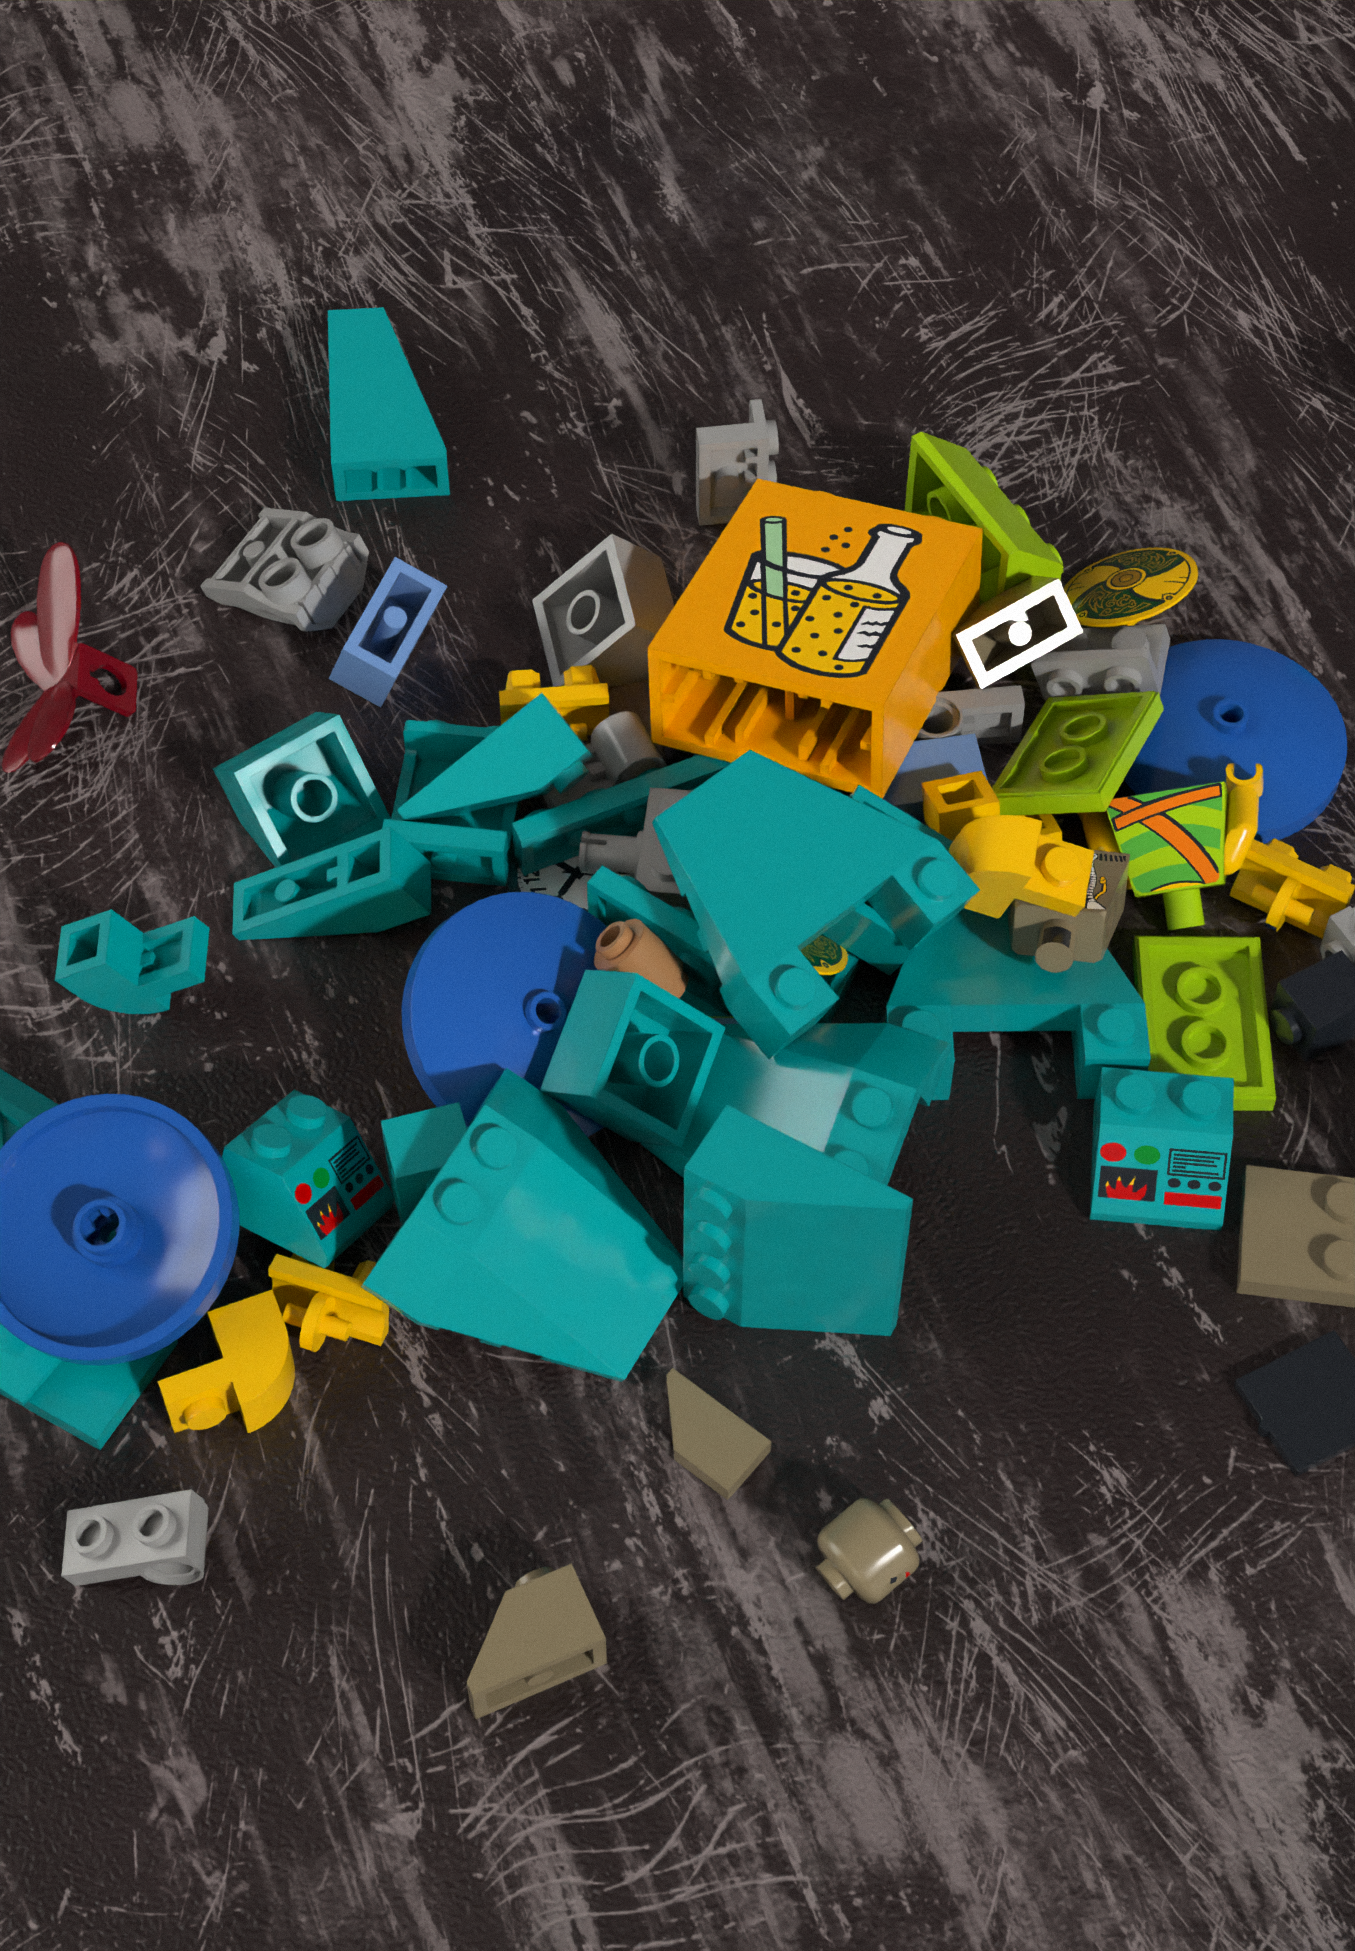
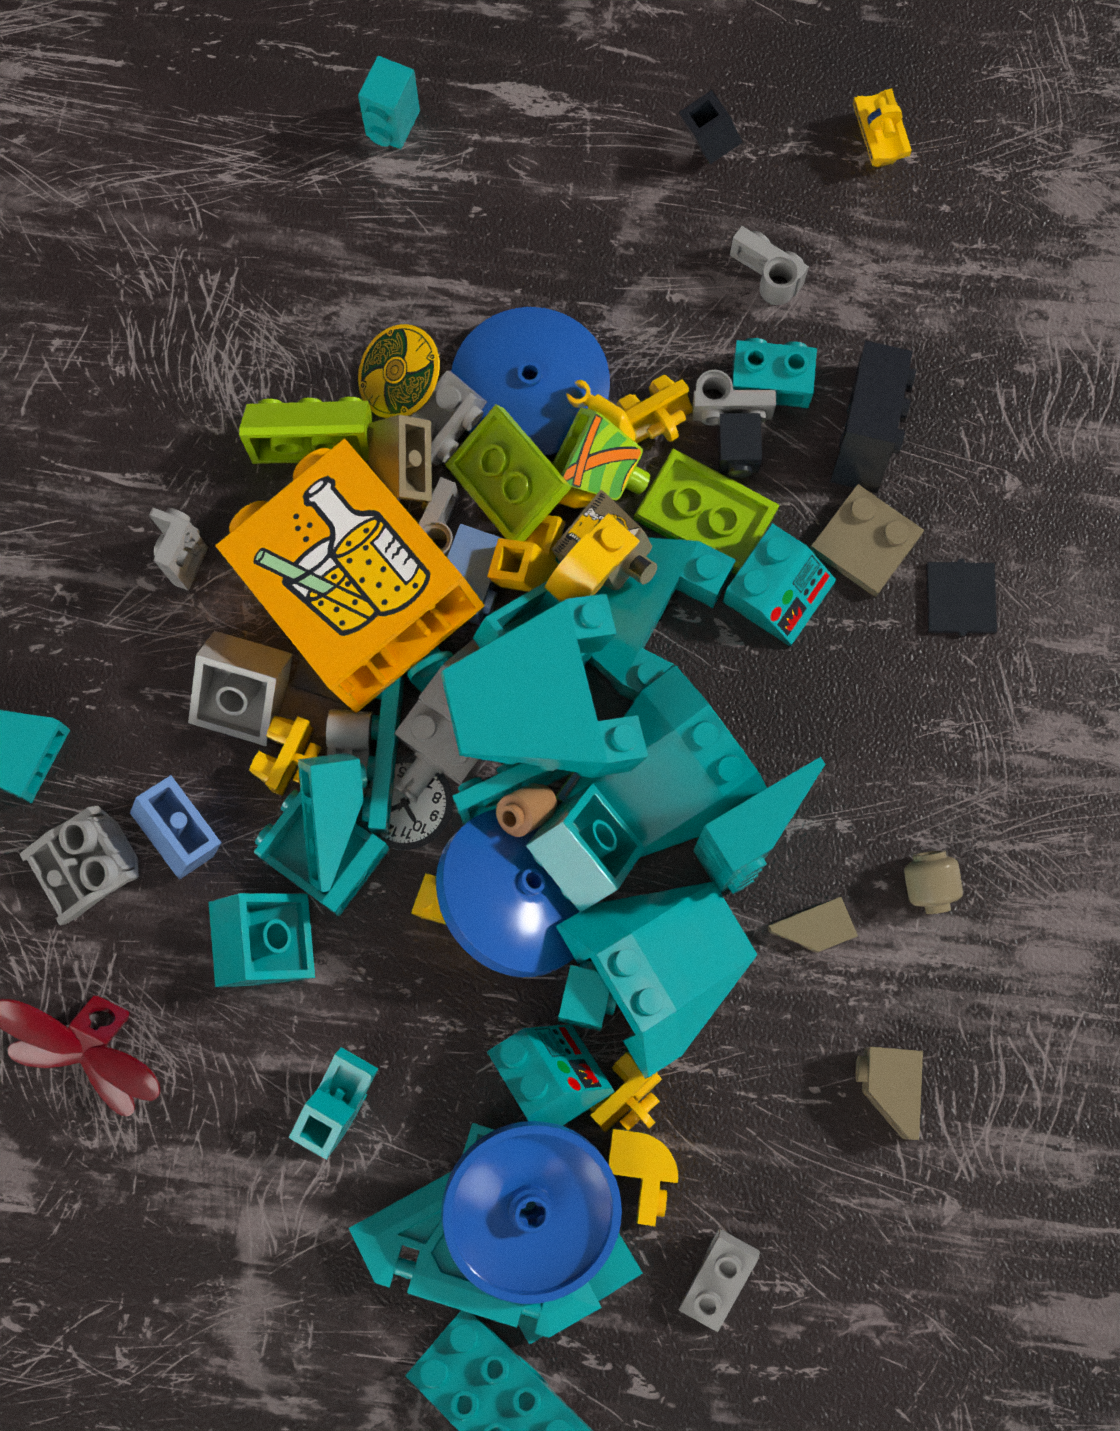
camera: 60 degrees left, 20 degrees up
(338, 891) = (346, 958): teal slope -> none

